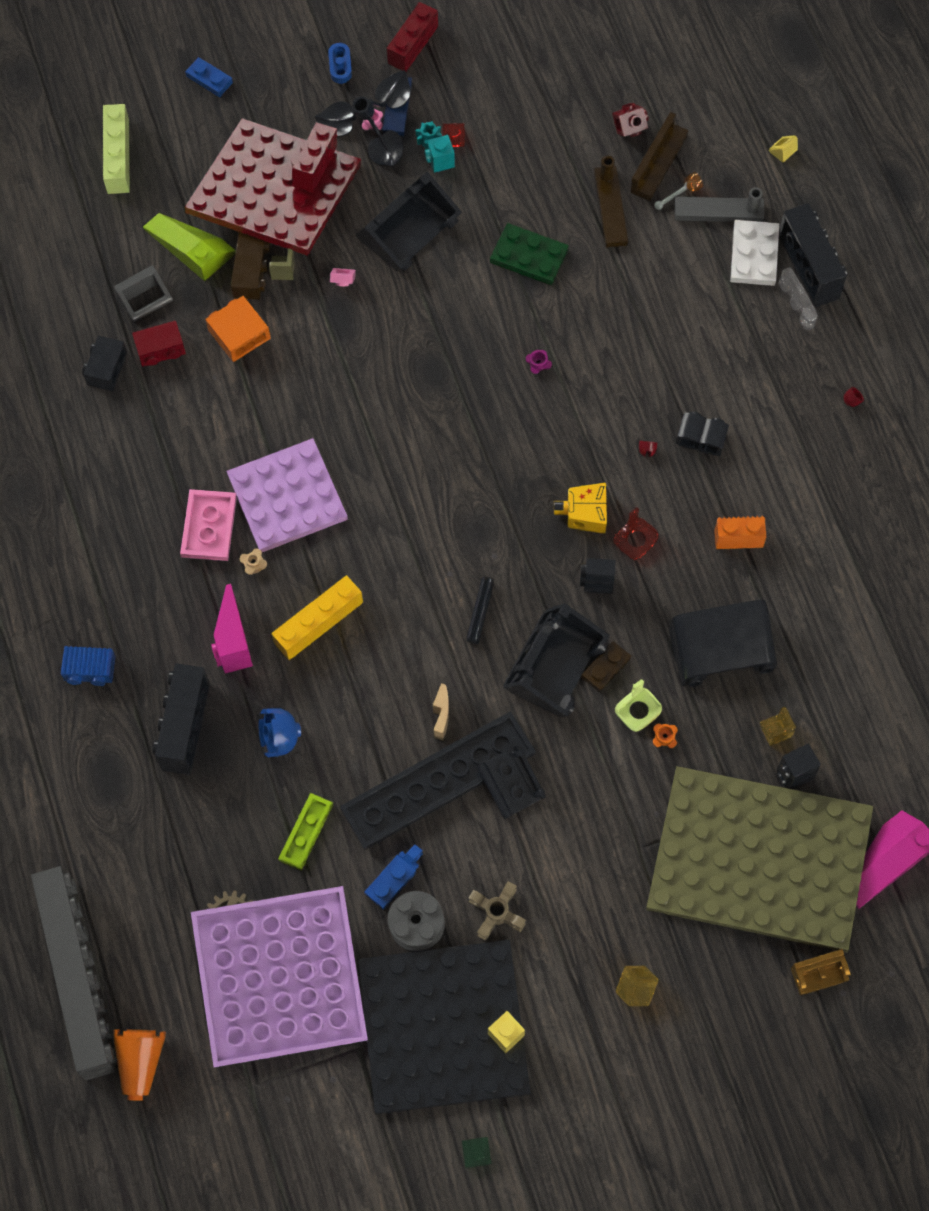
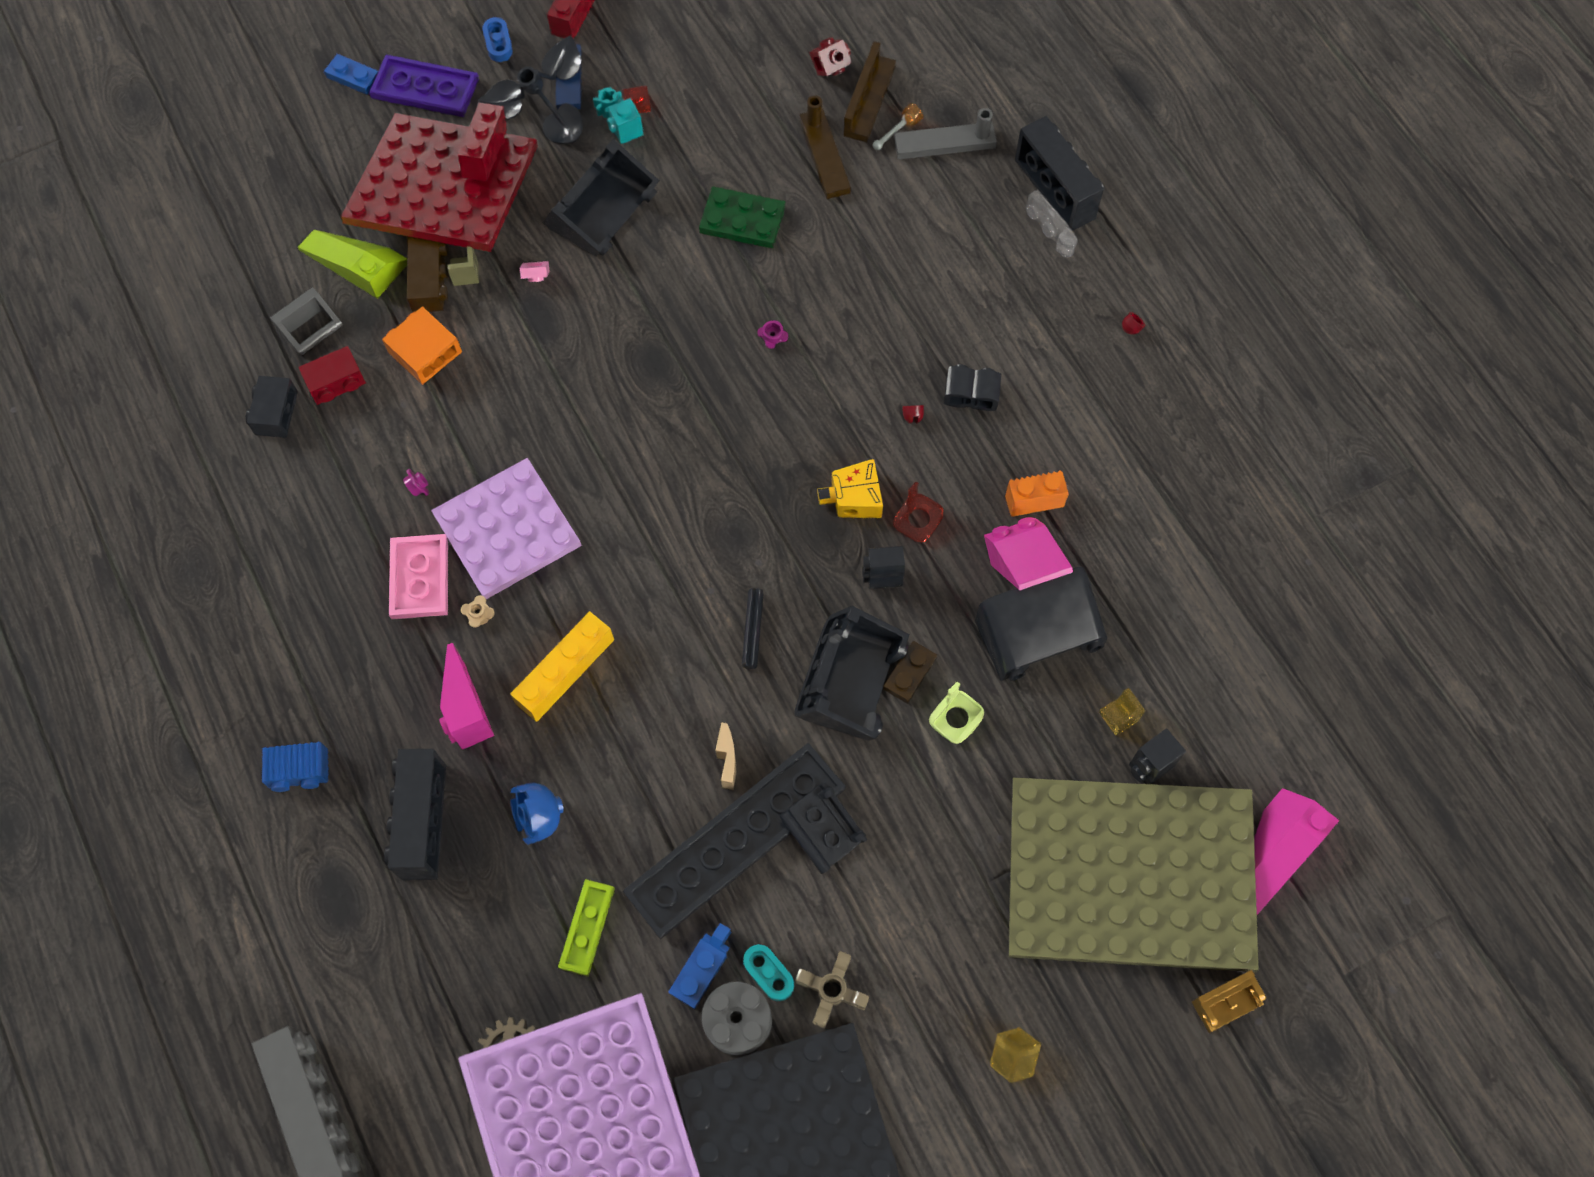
camera: 10 degrees left, 0 degrees up
(116, 149) = (255, 165): yellowish green brick -> none
(217, 446) = (416, 483): none -> magenta plate
(270, 96) = (424, 85): none -> dark purple tile
(377, 116) = (548, 91): bright pink plate -> none
(448, 890) = (769, 972): none -> teal plate
(506, 1032) = (869, 1143): light yellow brick -> none
(669, 730) = (998, 737): orange plate -> none
(720, 581) = (1026, 553): none -> dark pink slope
(754, 252) = (993, 181): white plate -> none
(784, 147) = (1004, 65): light yellow slope -> none

